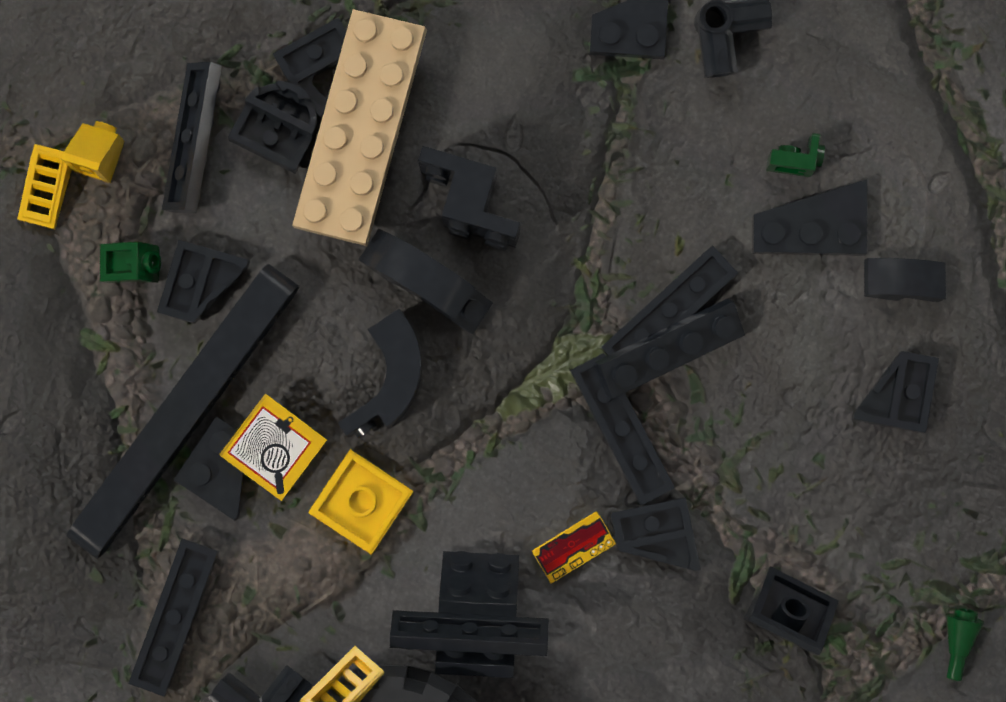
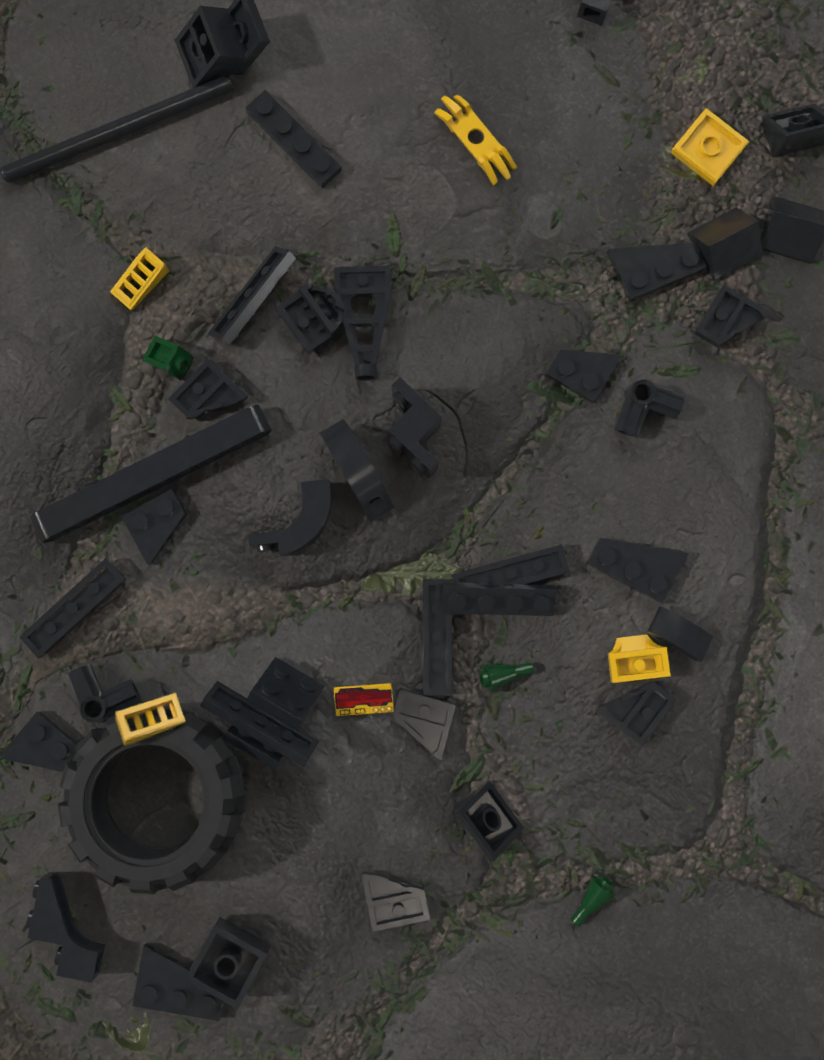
camera: 20 degrees right, 0 degrees up
(94, 151) = (182, 271): yellow slope -> none
(273, 447) = (197, 528): tile -> none
(359, 127) = (365, 345): tan plate -> none
(361, 502) = (238, 595): yellow tile -> none
(715, 439) = (496, 676): none -> dark green cone
(793, 162) = (643, 514): dark green bracket -> none
(870, 335) = (637, 659): none -> yellow slope

